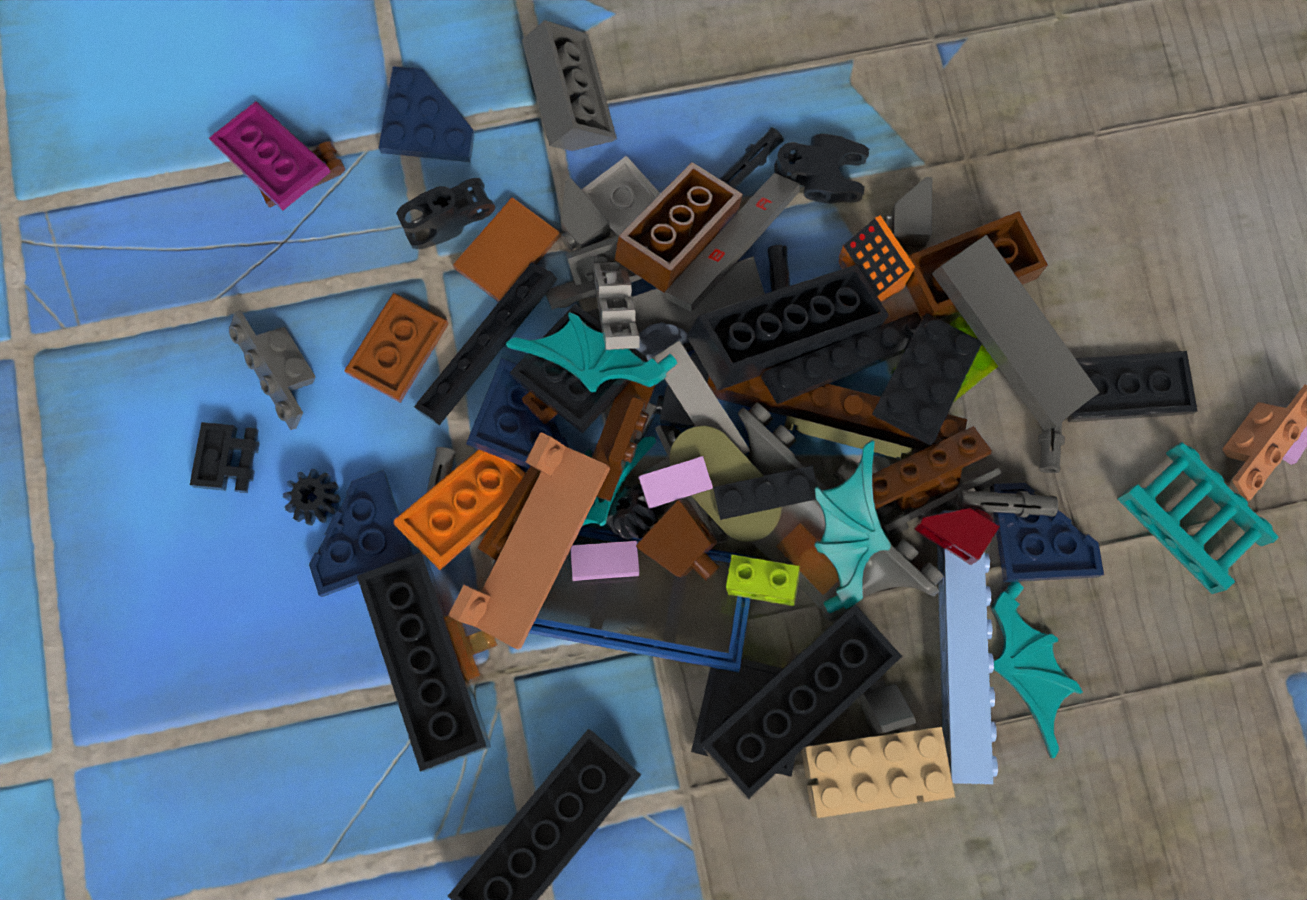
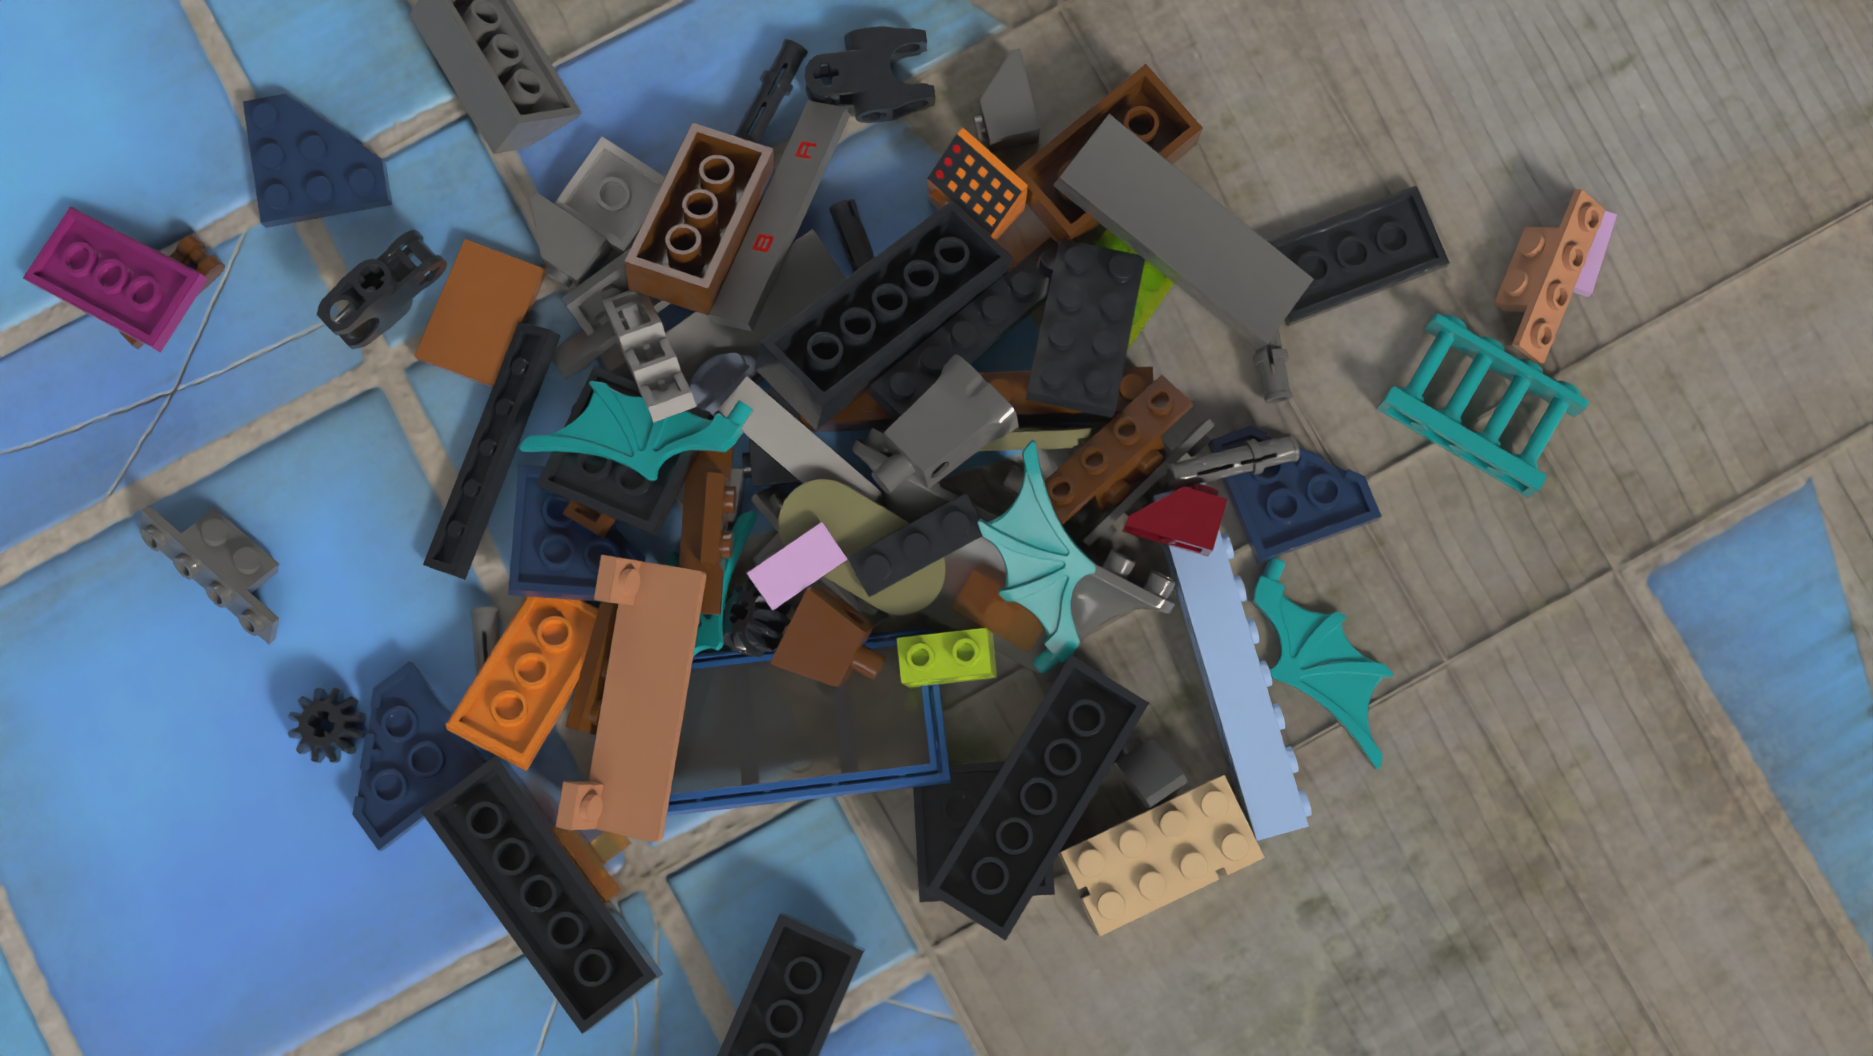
camera: 15 degrees left, 5 degrees up
(214, 457) = (180, 712): black plate -> none
(396, 347) = (374, 490): dark orange tile -> none
(604, 560) = (736, 692): lavender tile -> none
(811, 415) = (945, 427): none -> dark grey piece

